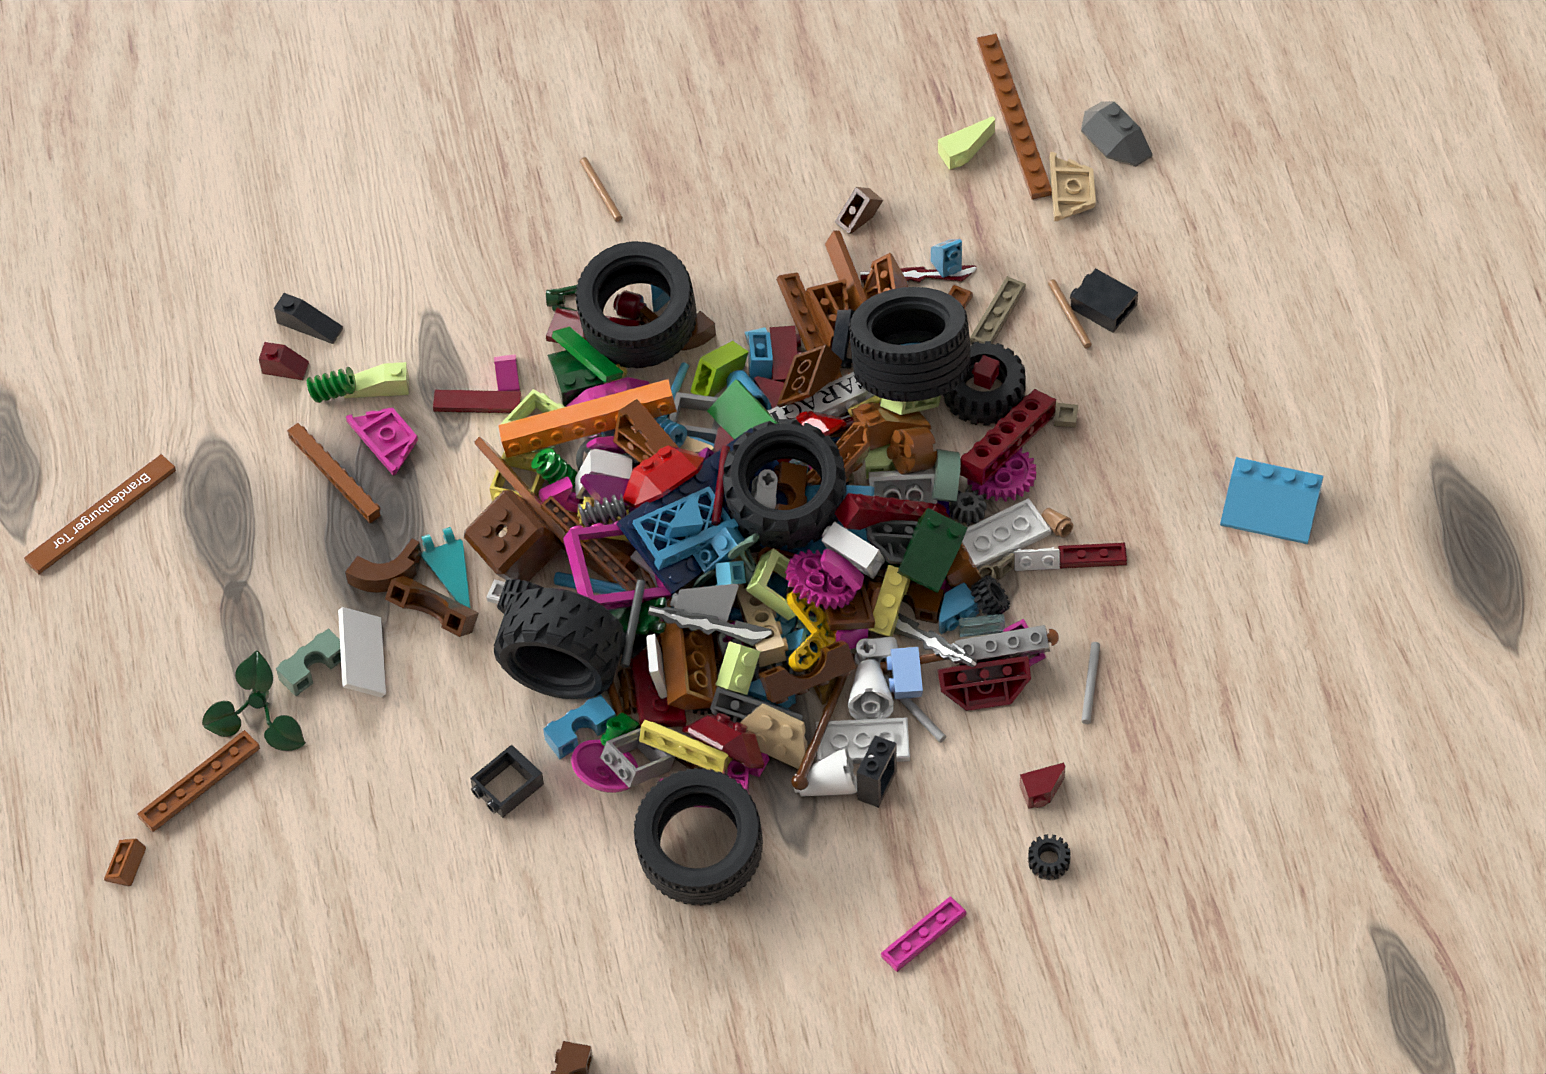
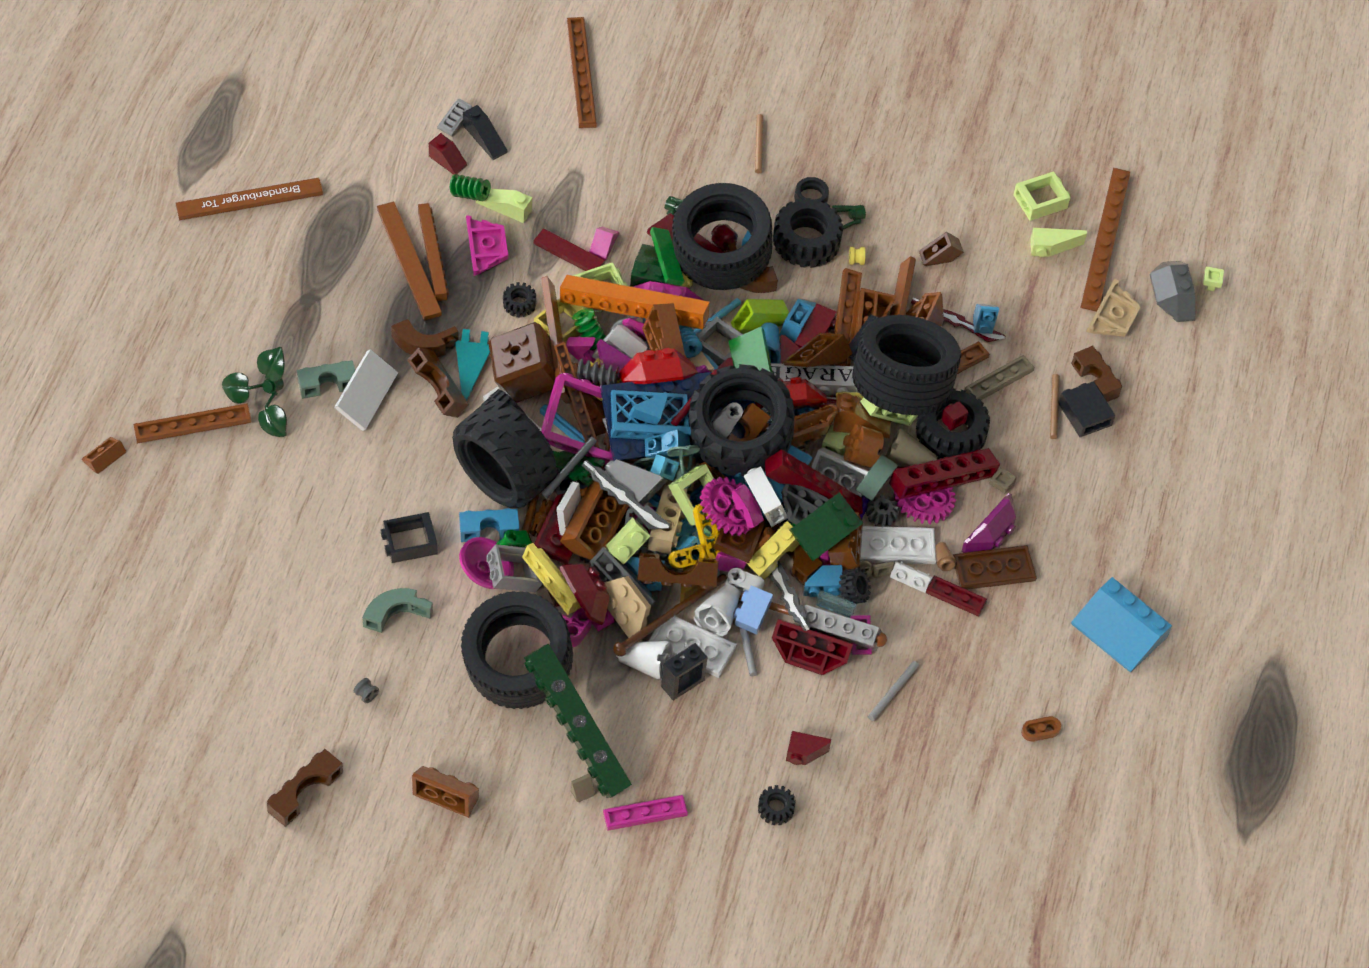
camera: 20 degrees right, 0 degrees up
(264, 304) = (458, 107): none -> light grey slope
(314, 494) = (409, 261): none -> dark orange tile
(366, 204) = (581, 72): none -> dark orange tile
(458, 487) = (519, 291): none -> black tyre
(534, 856) = (394, 602): none -> sand green arch
(564, 960) = (366, 690): none -> dark grey wheel
(691, 228) = (812, 183): none -> black tyre
(712, 1018) = (444, 790): none -> dark orange slope
(718, 236) = (804, 250): none -> black tyre
(746, 214) = (854, 212): none -> dark green plant
(776, 257) = (856, 255): none -> light yellow wheel
(807, 875) = (577, 720): none -> dark green piece
(846, 942) = (582, 788): none -> dark tan slope
(916, 117) = (1035, 210): none -> yellowish green window
(956, 432) = (908, 451): none -> dark tan cone
(1080, 250) = (1090, 362): none -> reddish brown arch
(1088, 468) = (993, 528): none -> magenta wedge
(1112, 507) = (994, 567): none -> reddish brown tile
(1146, 103) = (1213, 278): none -> yellowish green tile
(1256, 646) = (1039, 728): none -> dark orange plate

